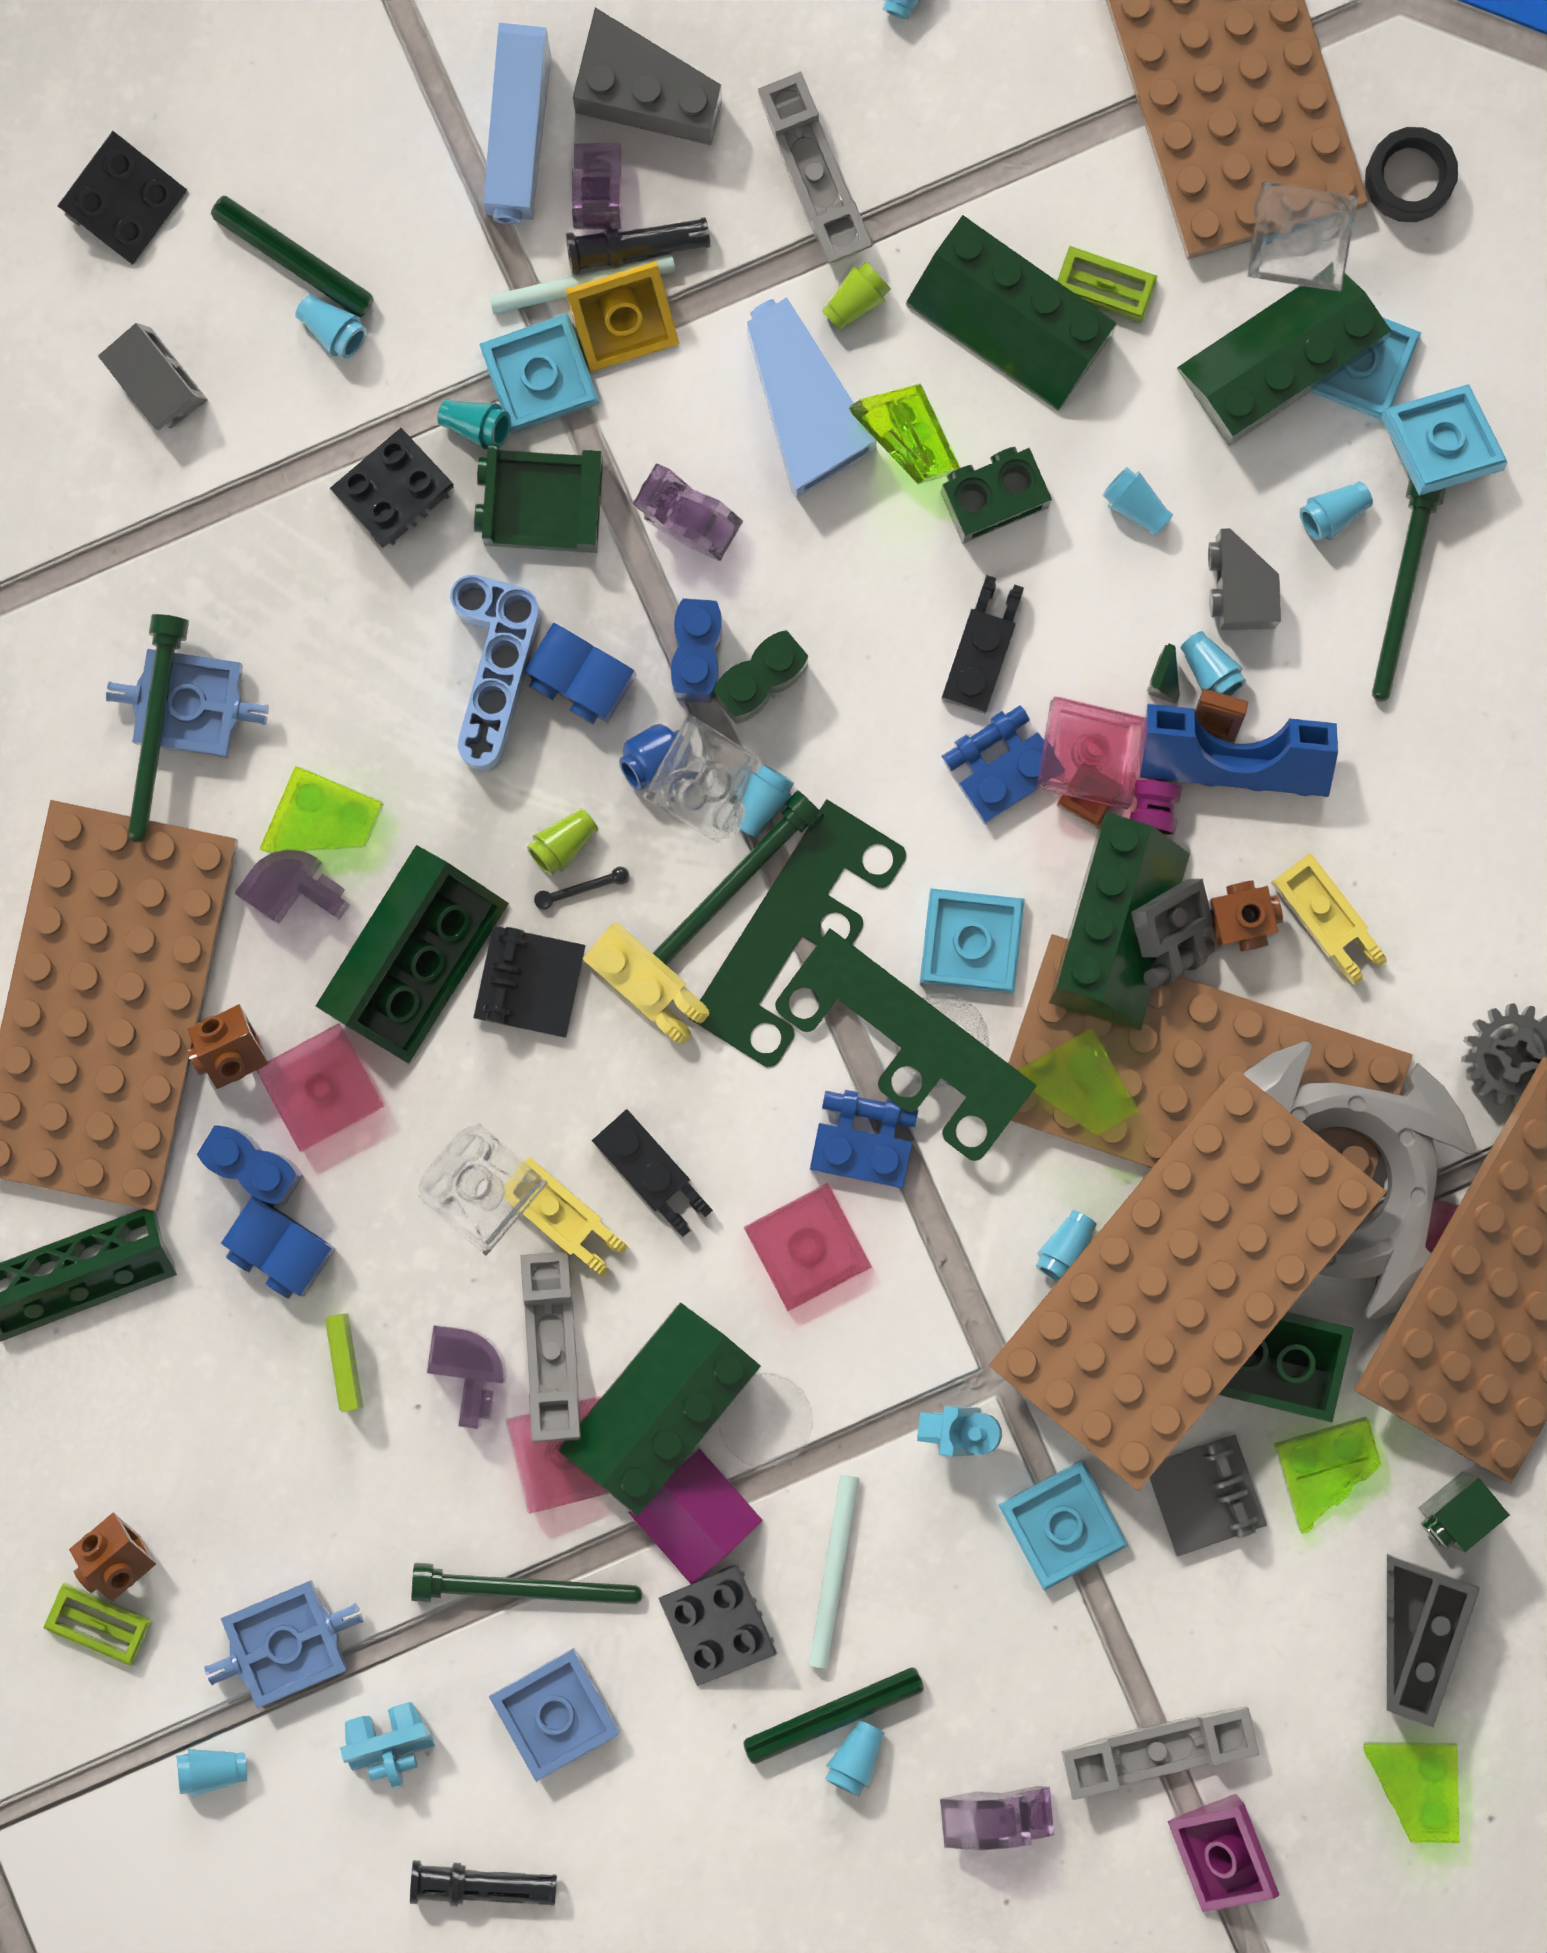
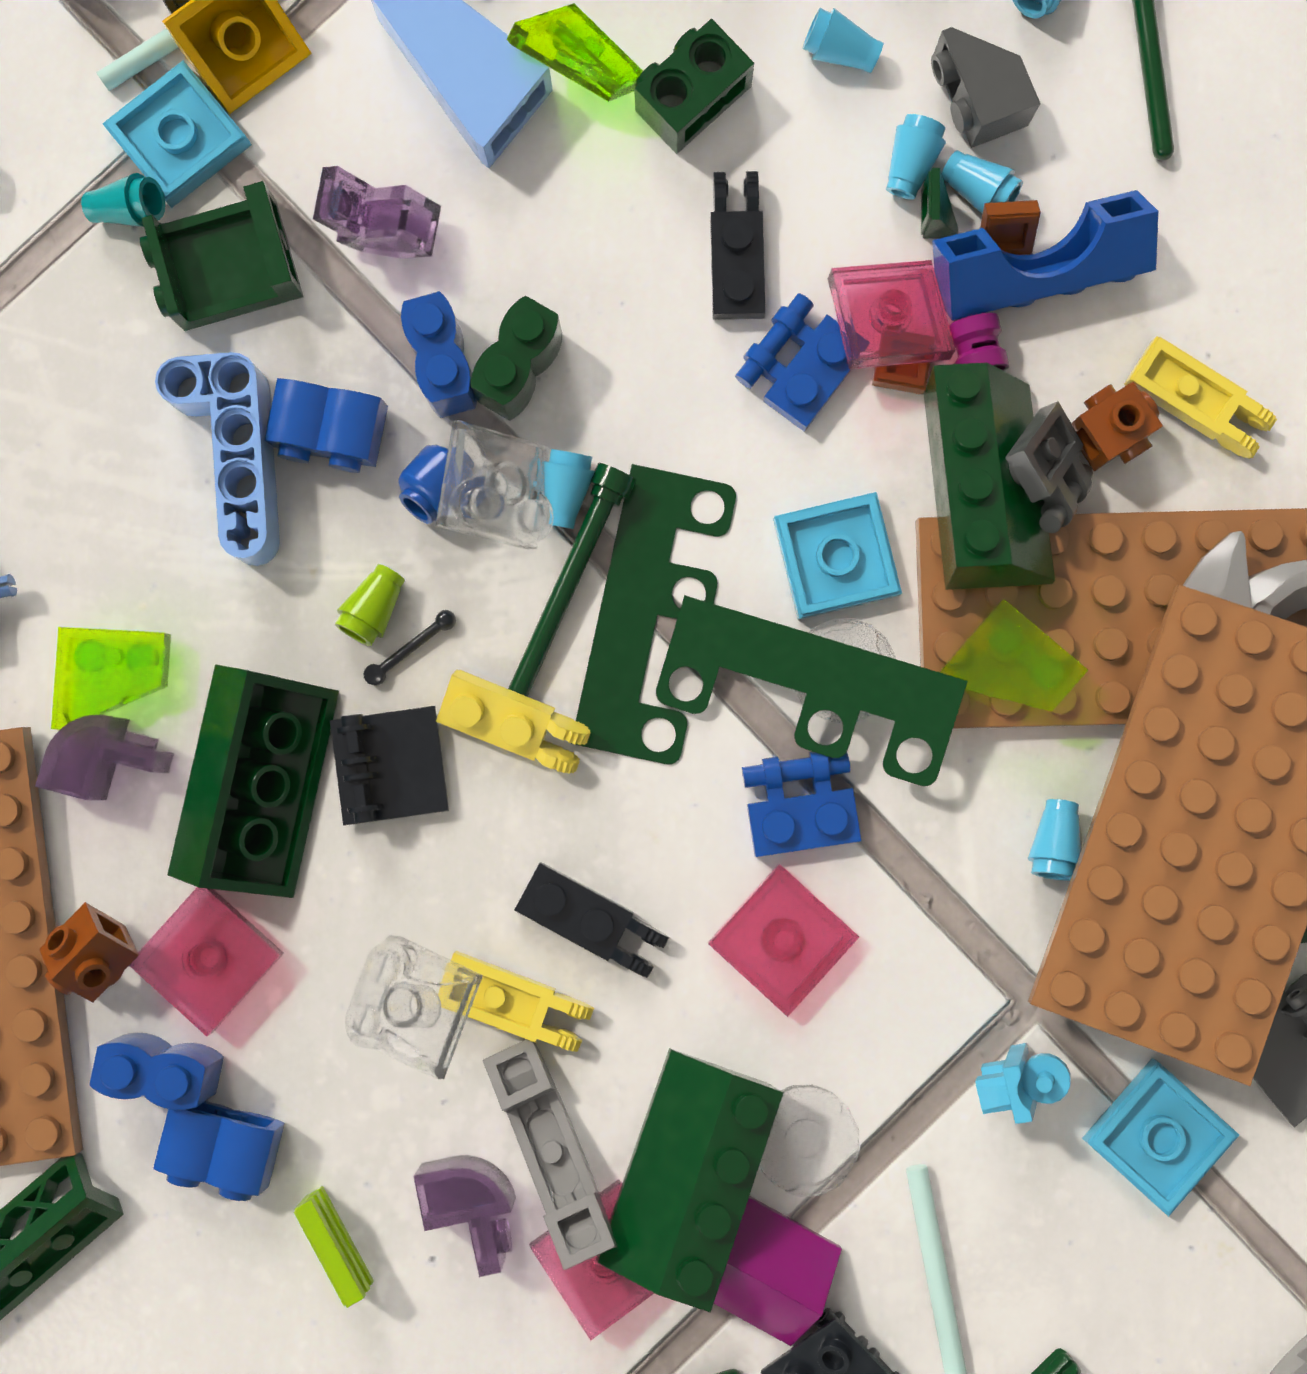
camera: 15 degrees left, 0 degrees up
(393, 488) = (63, 303): black hinge -> none
(1162, 622) = (914, 154): none -> medium azure cone

